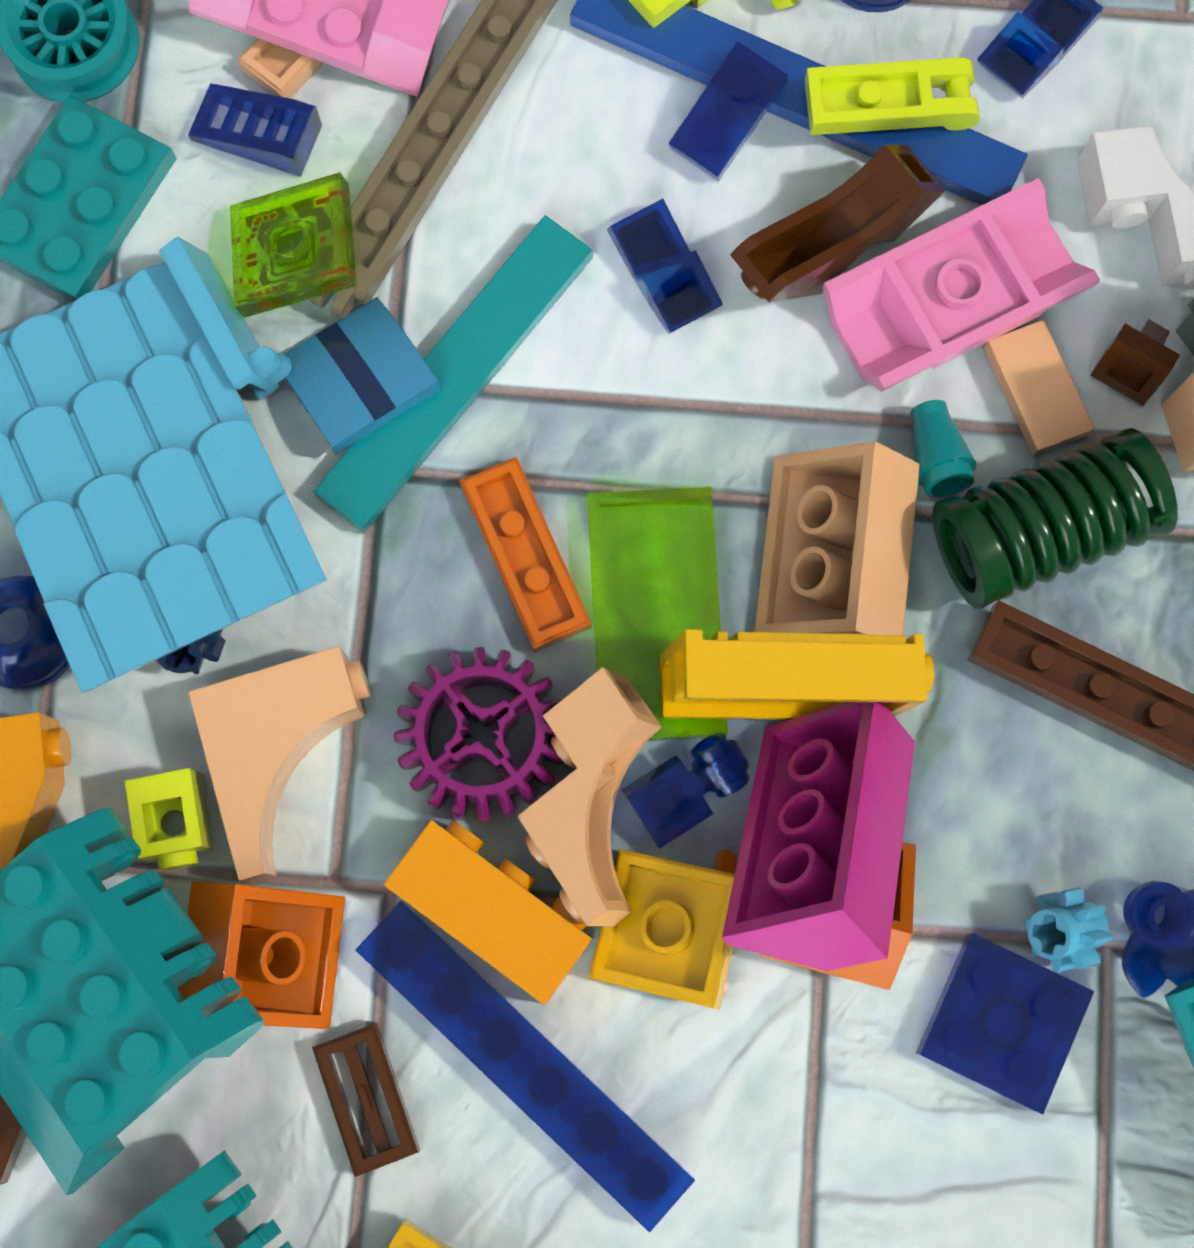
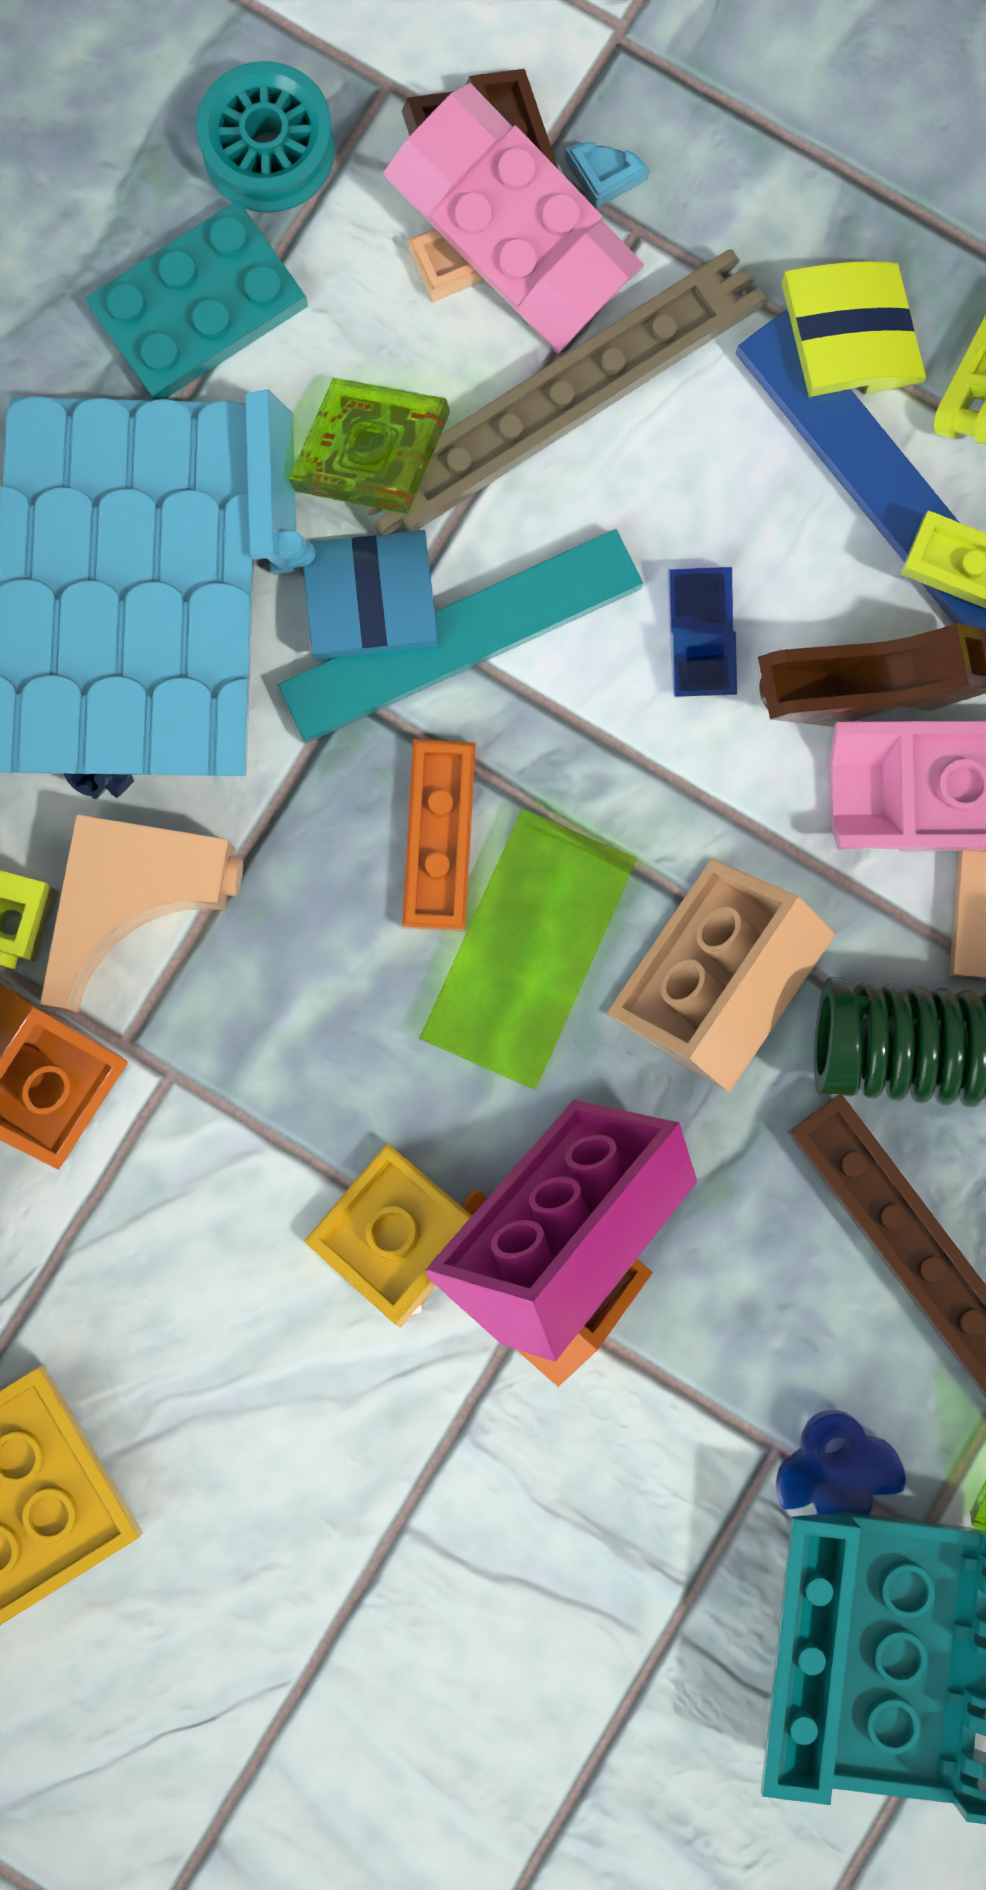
camera: 25 degrees right, 5 degrees up
(284, 155) = (421, 350): clear blue slope -> none
(385, 1154) = (85, 1247): reddish brown tile -> none
(457, 753) = (286, 986): magenta gear -> none
(489, 909) = (247, 1138): light orange brick -> none
(526, 1066) = (210, 1287): clear blue plate -> none
(570, 826) = (351, 1102): light nougat arch -> none
(672, 798) = (454, 1122): clear blue plate -> none
(728, 111) = (836, 512): clear blue plate -> none
(790, 674) = (614, 1069): yellow door -> none
(940, 451) = (863, 930): teal cone -> none
(1005, 1023) = (647, 1467): clear blue plate -> none
(1068, 930) = (744, 1416): medium azure gear -> none

